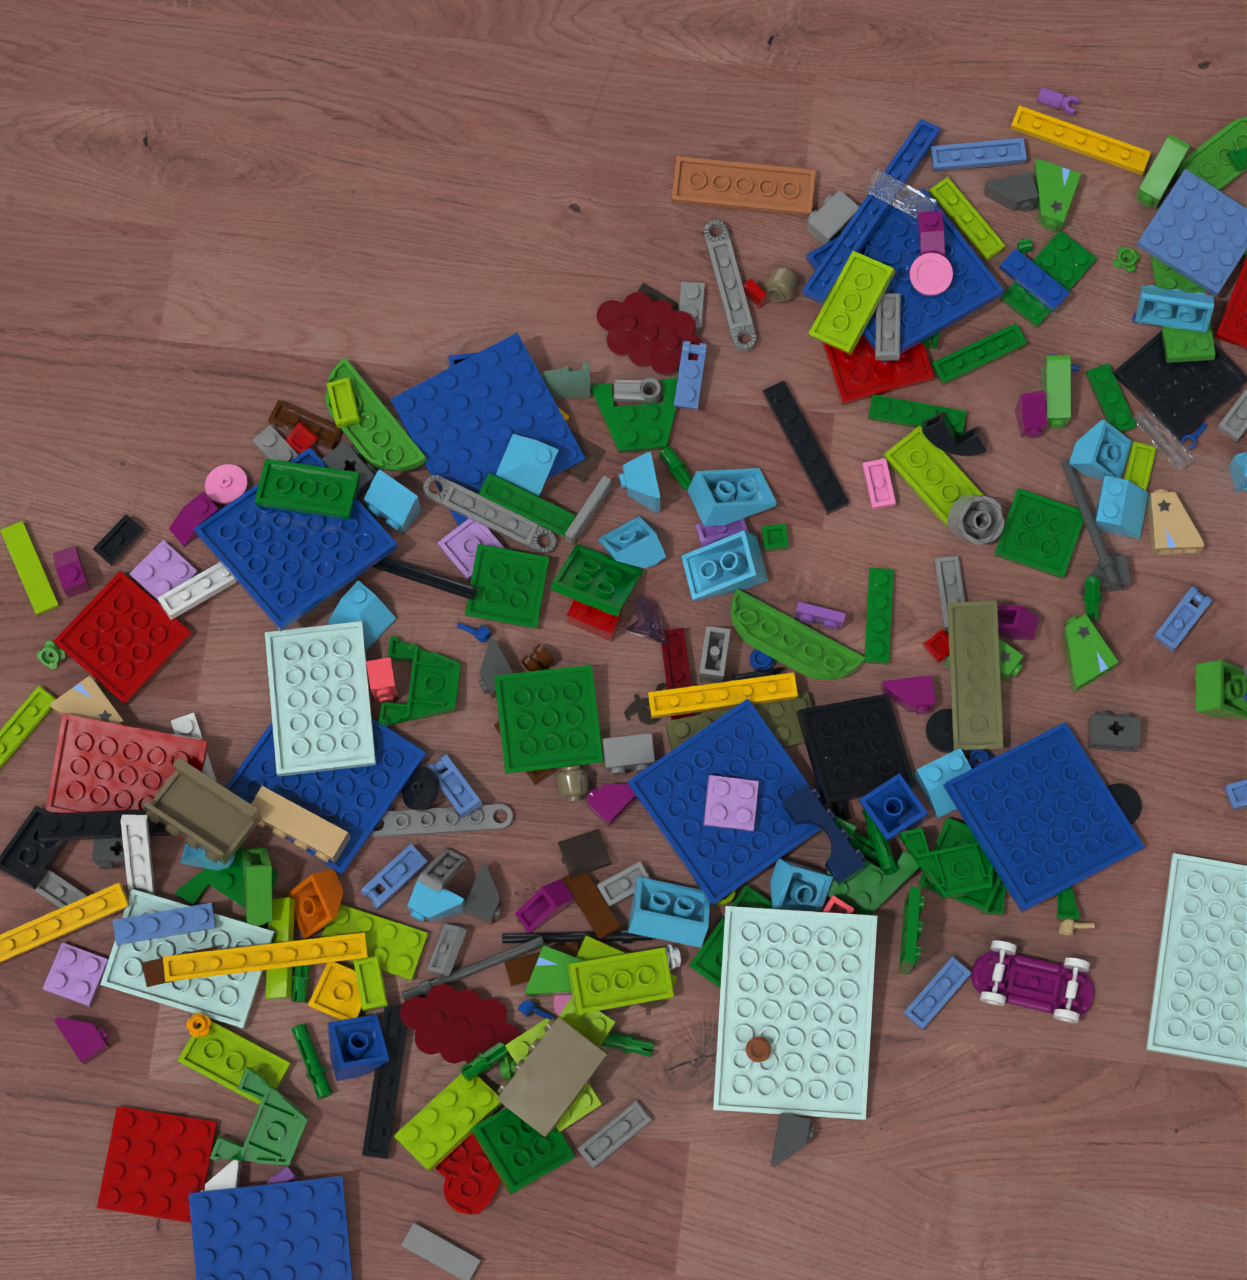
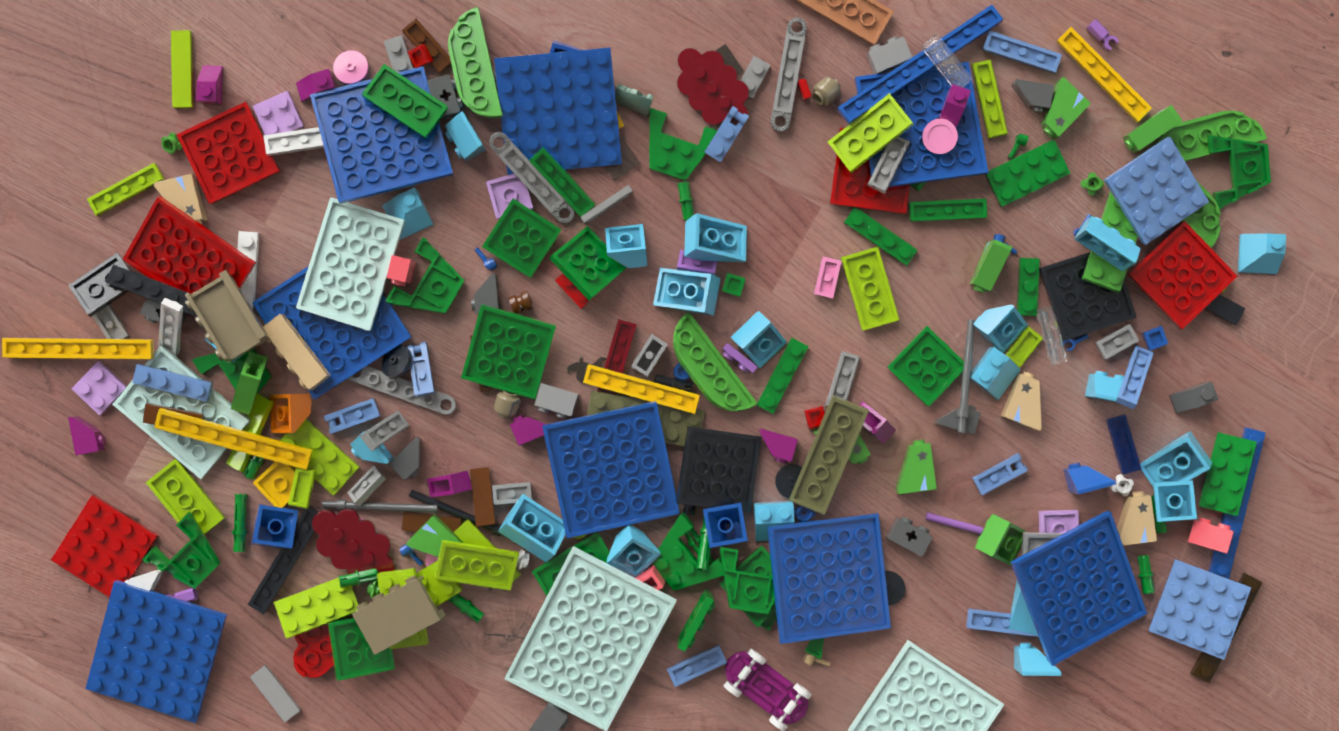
camera: 20 degrees right, 15 degrees up
(118, 540) = (254, 76): black plate -> none
(202, 1031) = (173, 465): light orange plate -> none
(343, 402) = (460, 43): lime tile -> none
(427, 578) = (467, 207): black axle -> none
(526, 463) = (574, 151): medium azure slope -> none
(584, 853) = (494, 458): clear smoke piece -> none
(614, 1134) = (429, 664): light grey tile -> none
(634, 391) = (680, 127): light grey piece -> none
(641, 481) = (653, 200): medium azure slope -> none
(649, 625) = (613, 310): clear purple slope -> none
(730, 803) = (610, 473): lavender plate -> none
(758, 1049) = (551, 655): dark orange plate -> none
(805, 447) = (787, 224): black plate -> none
(805, 808) = (670, 549): dark blue arch -> none
(833, 584) = (759, 339): none -> medium azure slope
(943, 436) = (891, 263): black brick -> none
(964, 515) = (884, 338): light grey brick -> none
(1031, 414) = (963, 276): magenta slope -> none
(1034, 280) = (1015, 171): blue plate -> none
(1092, 597) = (940, 433): green axle -> none
(1159, 697) = (954, 523): none -> medium lavender bar

